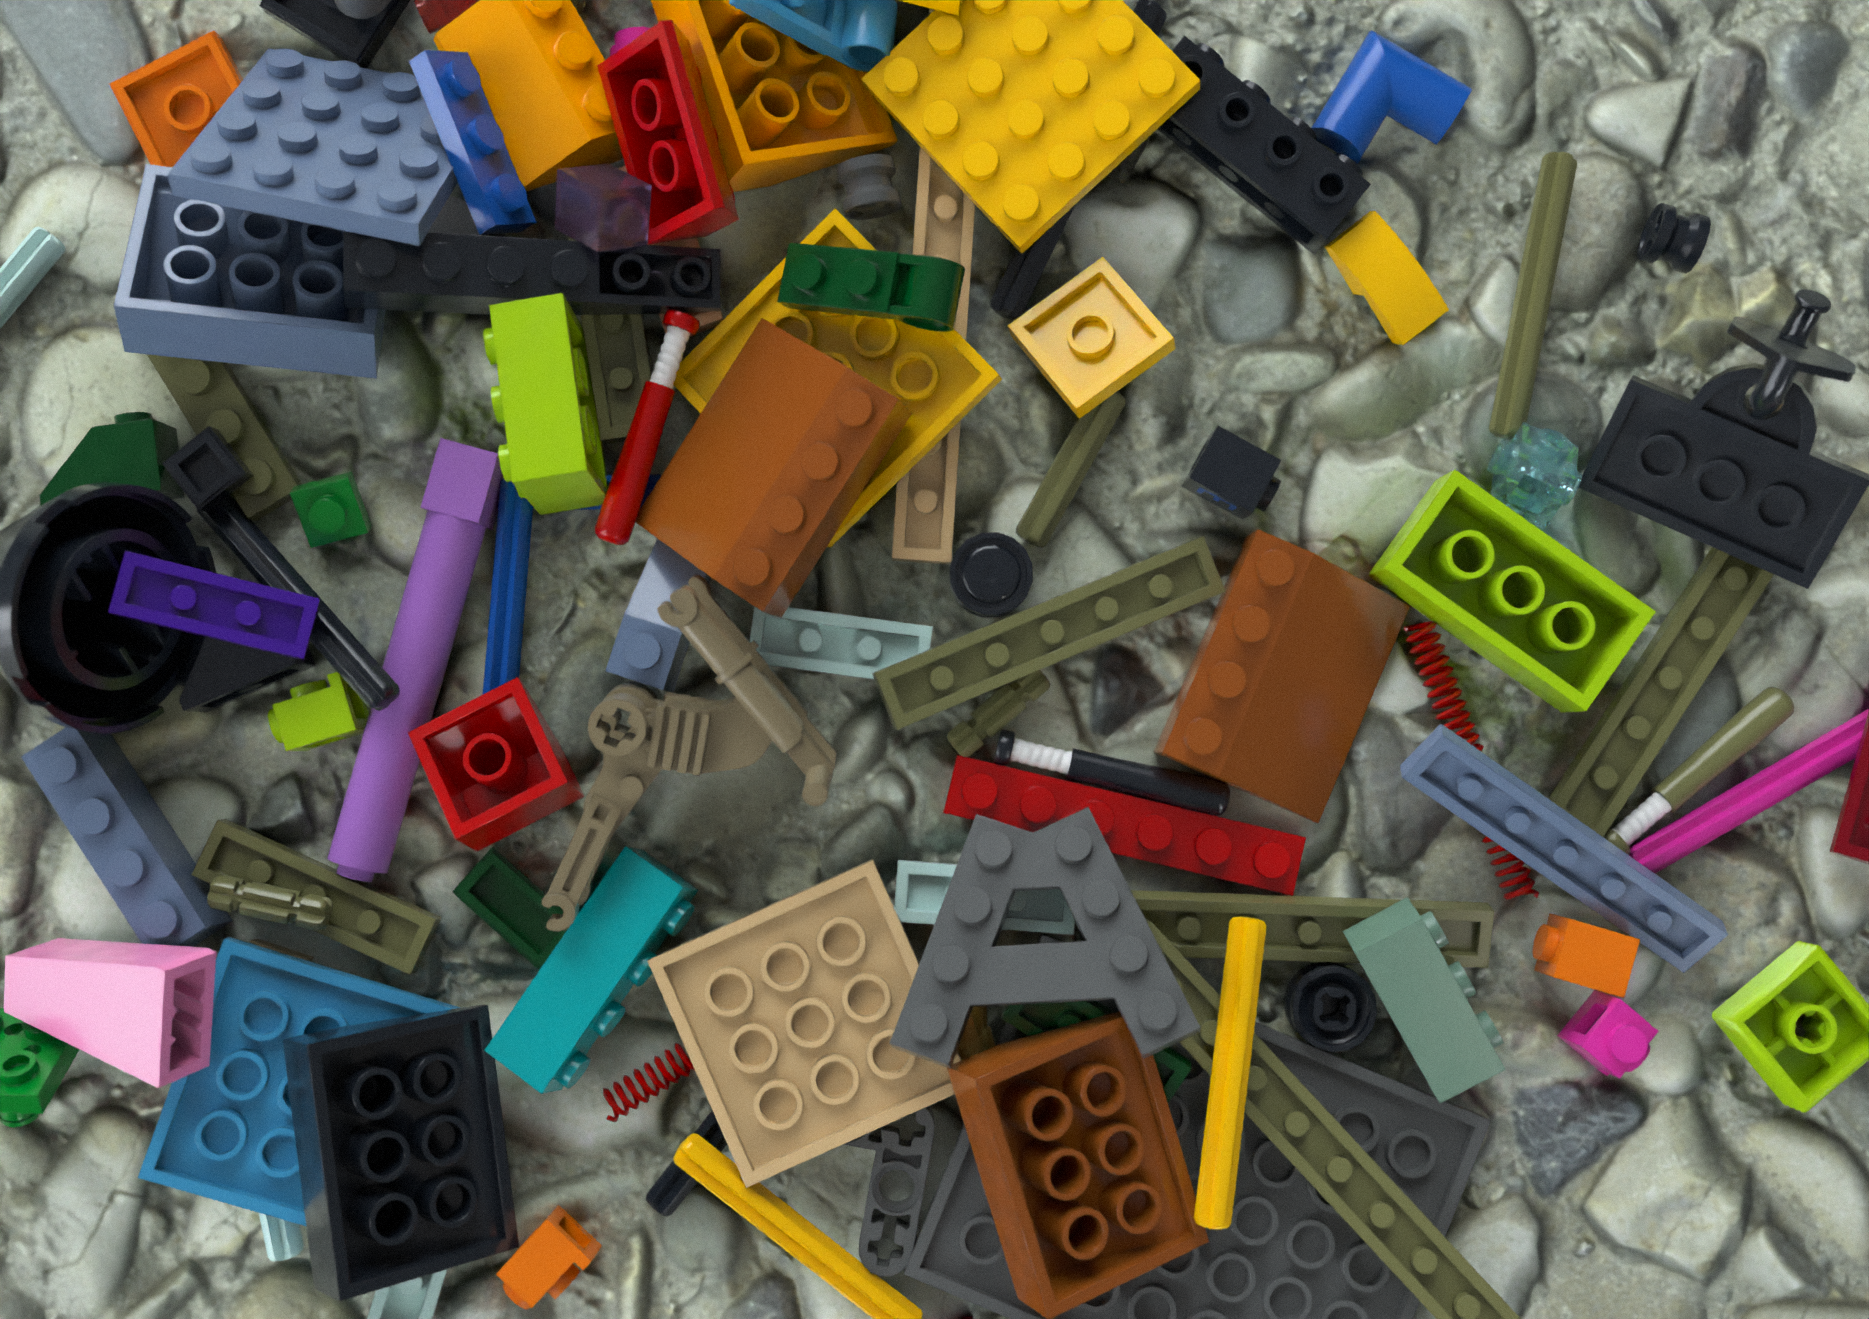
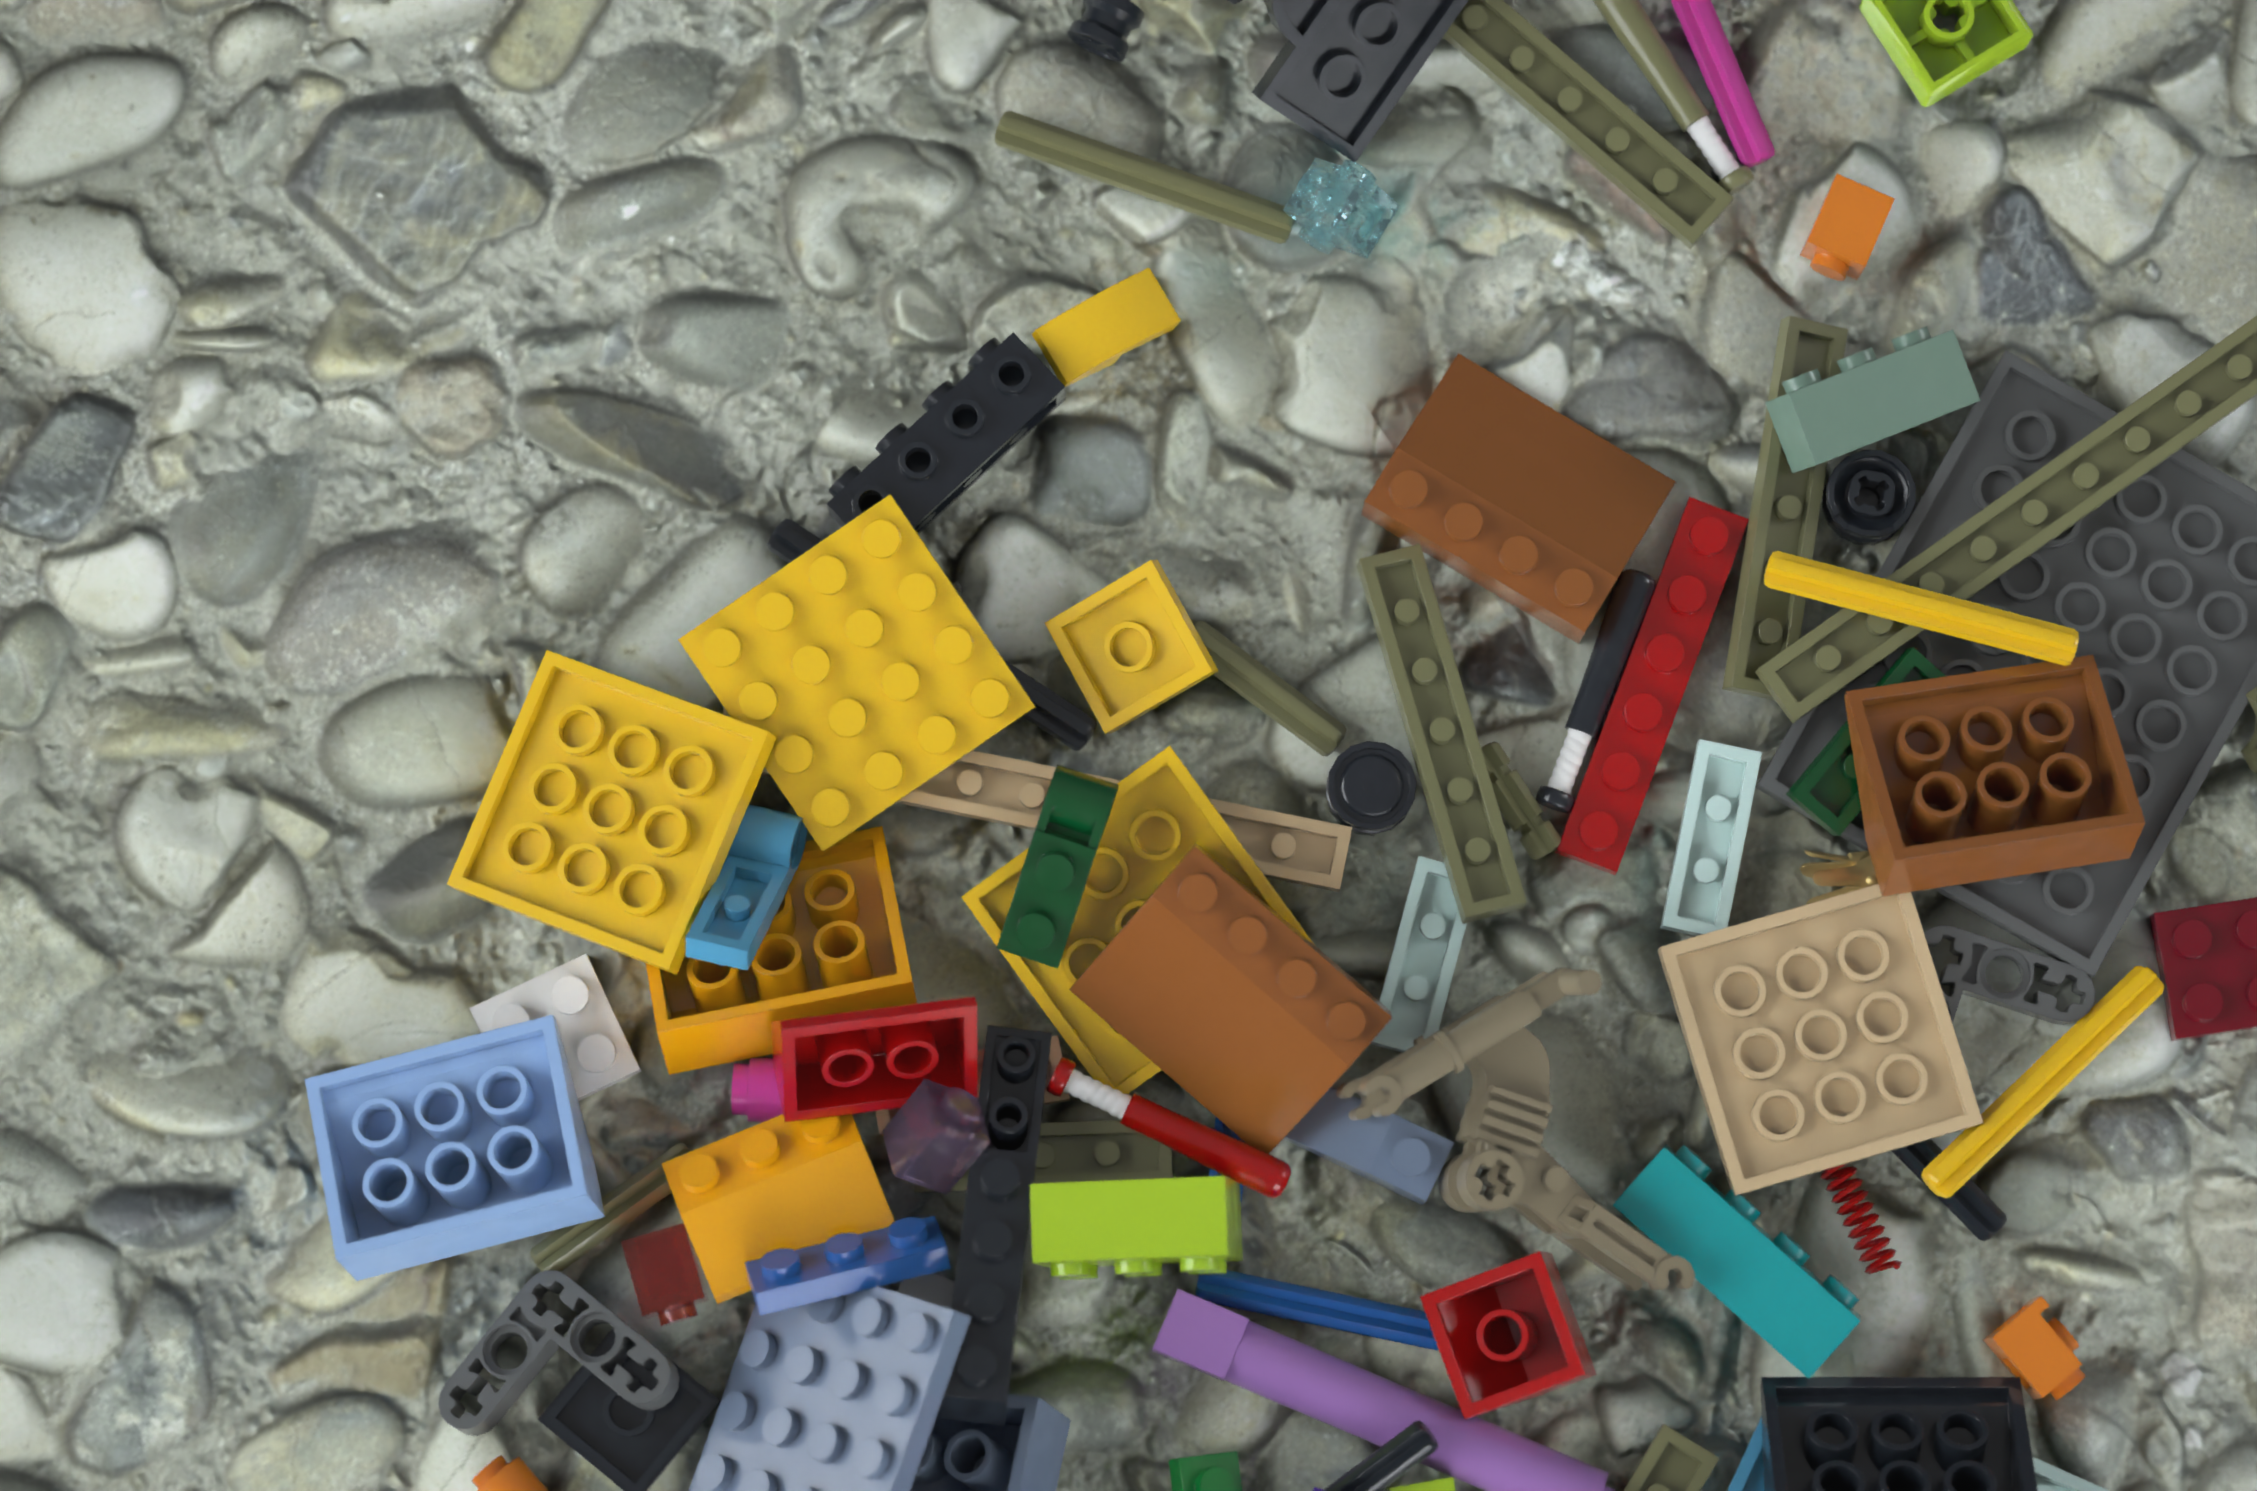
camera: 80 degrees left, 5 degrees down
(511, 906) = (1662, 1341): dark green tile -> none
(869, 187) = (934, 861): dark grey wheel -> none
(968, 970) = (1795, 710): dark grey plate -> none
(1233, 474) = (1296, 518): black brick -> none
(1392, 84) = (893, 303): blue brick -> none
(1453, 712) = (1588, 318): red piece -> none
(1511, 593) = (1461, 251): lime brick -> none
(1562, 848) = (1734, 237): sand blue plate -> none
(1615, 1041) = (1932, 216): dark pink brick -> none

